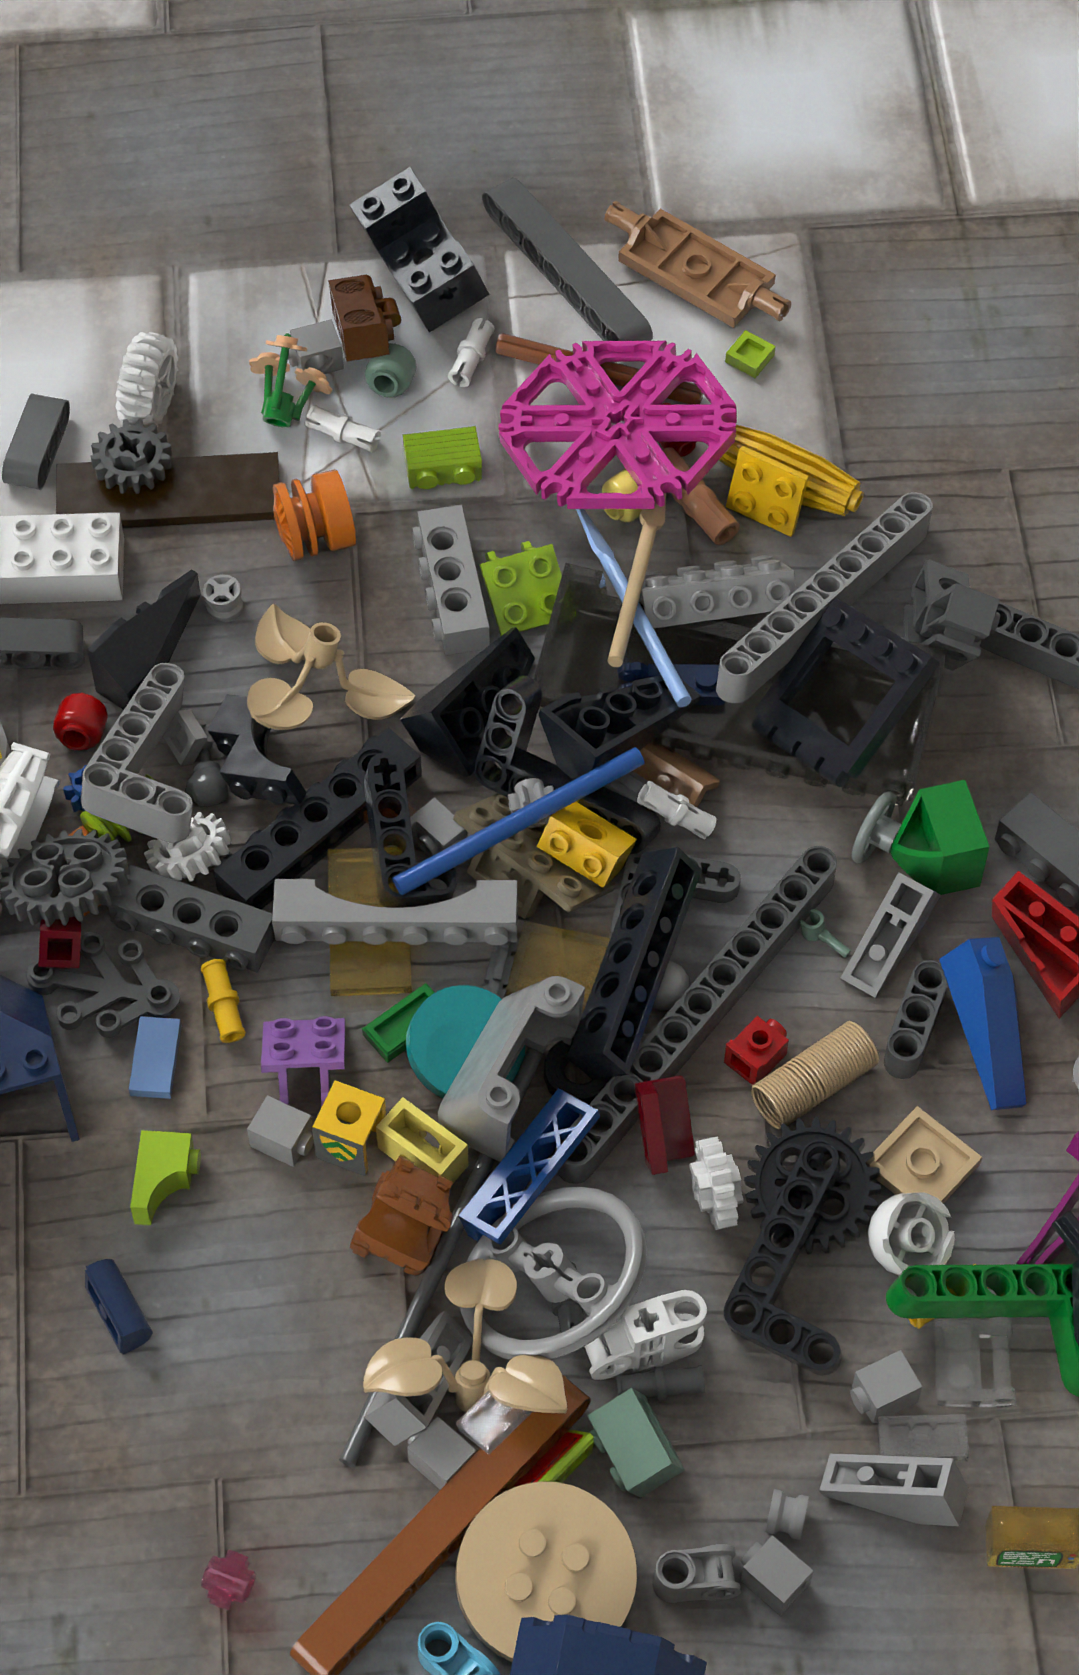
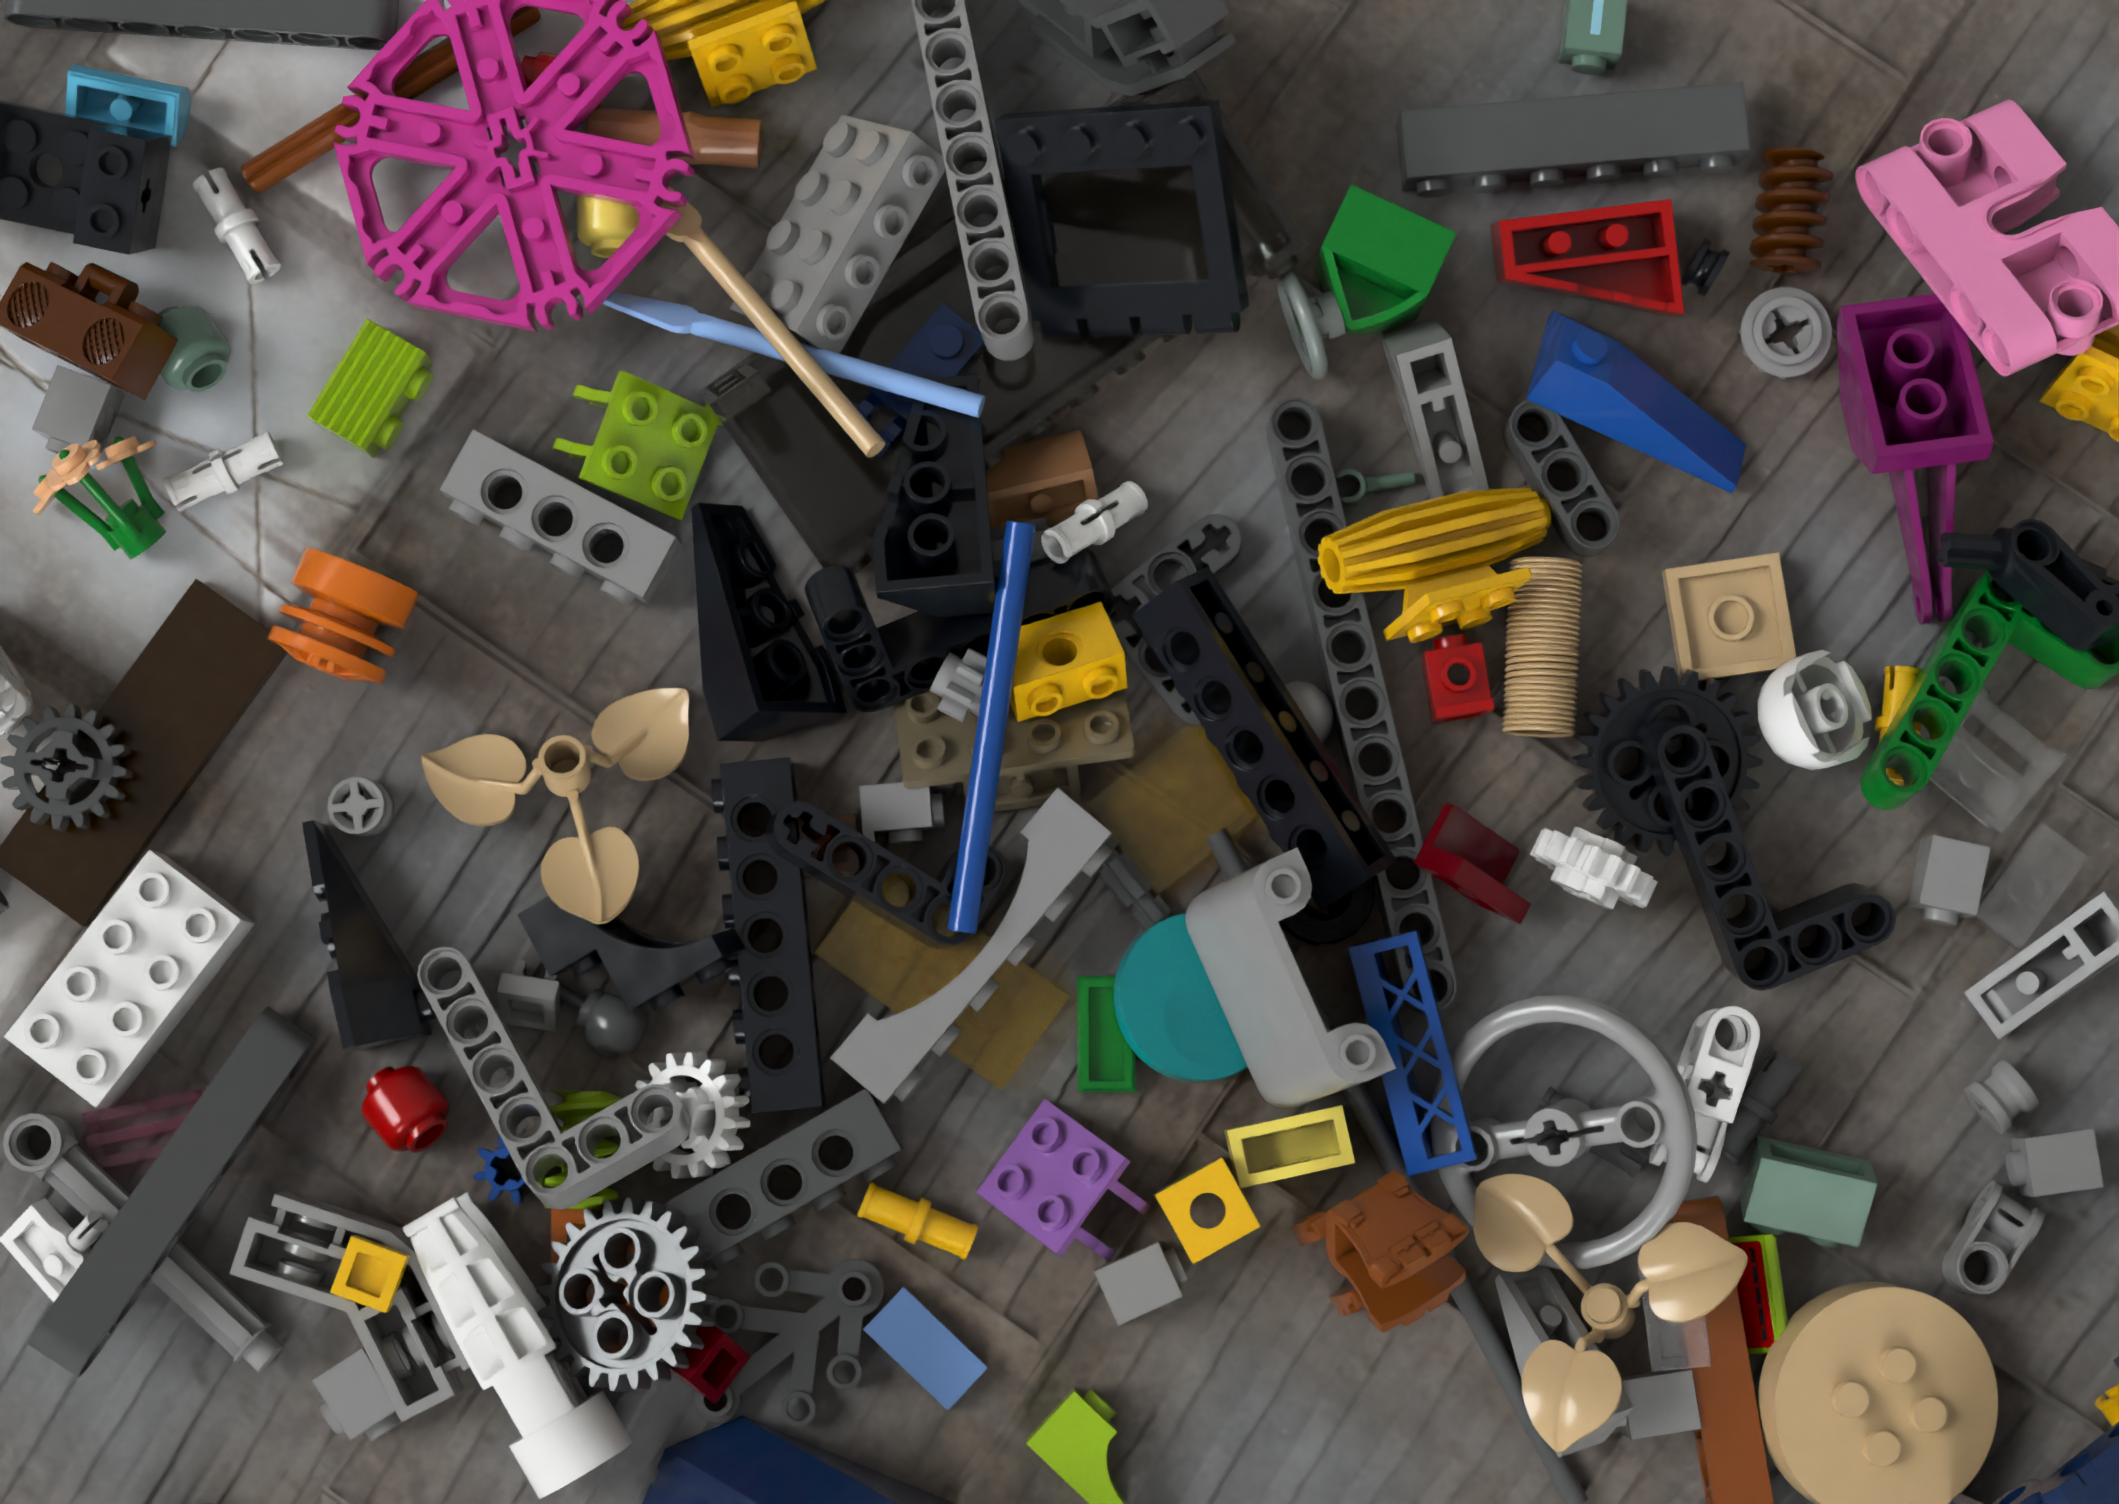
camera: 50 degrees left, 25 degrees up
(492, 269) = (128, 101): none -> medium azure brick
(812, 980) = (1439, 557): none -> yellow plate

